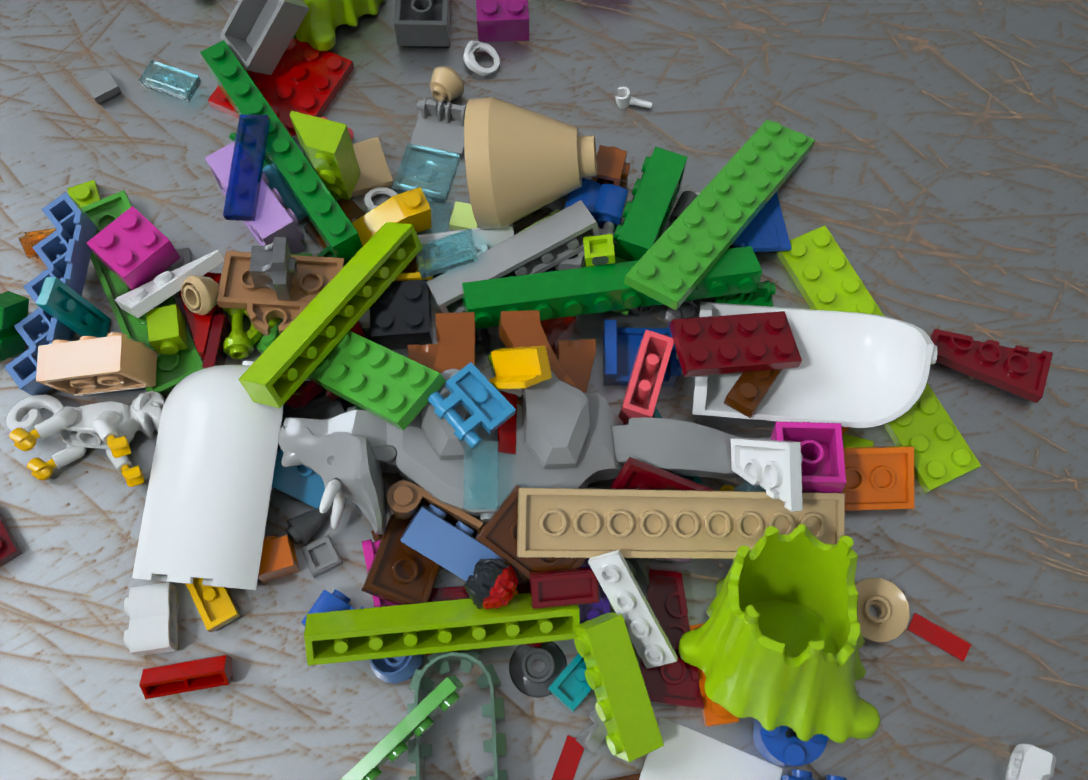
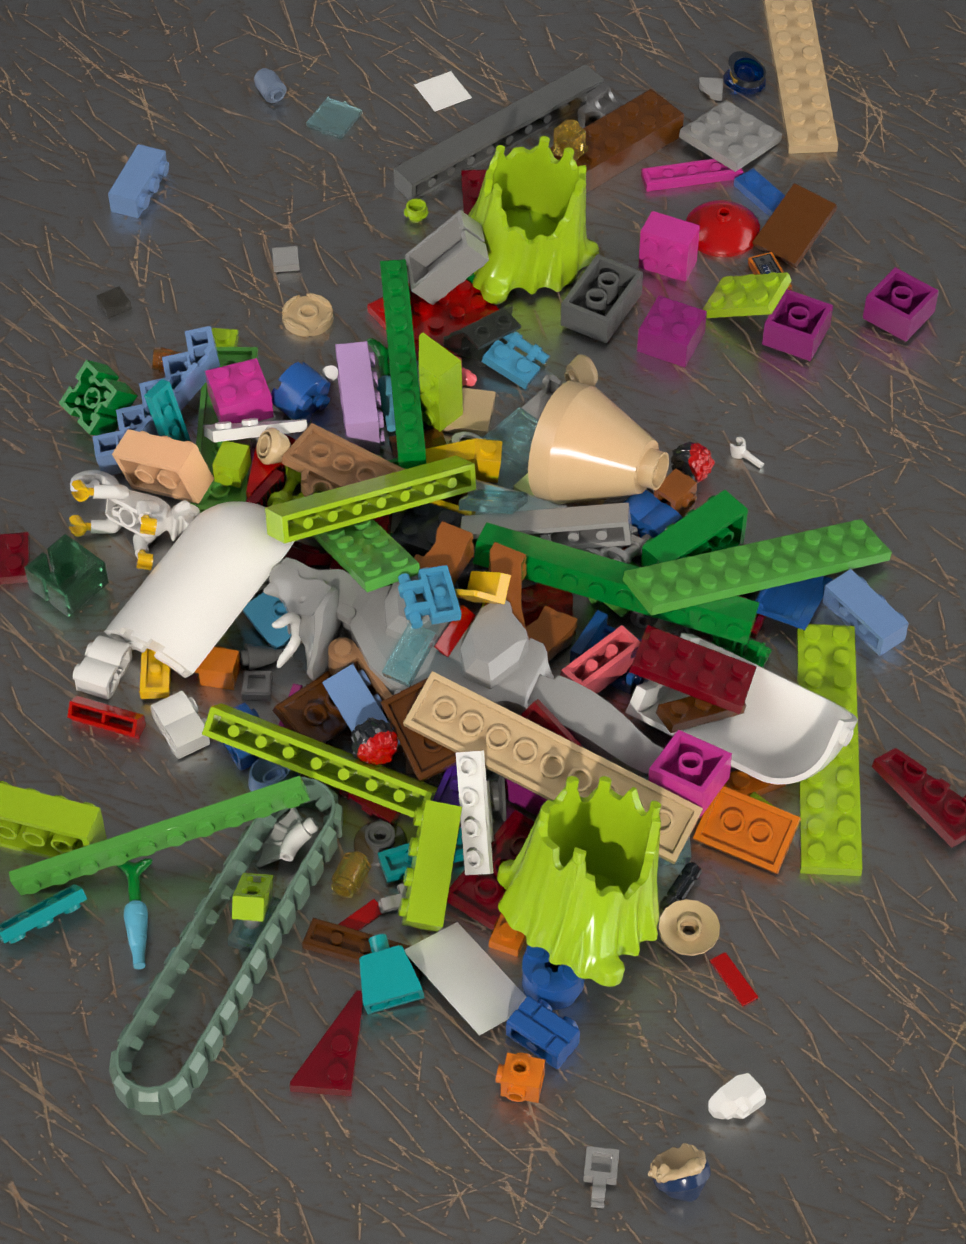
camera: 30 degrees right, 15 degrees down
(66, 534) = (74, 578): none -> clear green piece
(154, 134) = (307, 315): none -> tan tile
(170, 80) = (345, 276): clear light blue plate -> none
(194, 220) = (301, 392): none -> blue brick
(212, 188) = (330, 372): none -> white piece
(246, 168) = (364, 364): clear blue tile -> none
(270, 644) = (180, 724): none -> white brick
(273, 267) = (341, 448): flat silver brick -> none
(340, 87) = (479, 336): none -> pearl dark grey piece
(377, 102) = (511, 363): none -> dark azure plate
(453, 726) = (287, 838): none -> white arm
(470, 62) = (623, 352): white piece -> none
(535, 726) = (350, 874): none -> clear yellow brick
(563, 587) = (428, 772): dark red tile -> none
(599, 250) = (619, 547): lime plate -> none
(600, 125) = (692, 460): none -> piece
(772, 466) = (646, 752): white wing -> none
(829, 206) = (869, 612): none -> medium blue brick

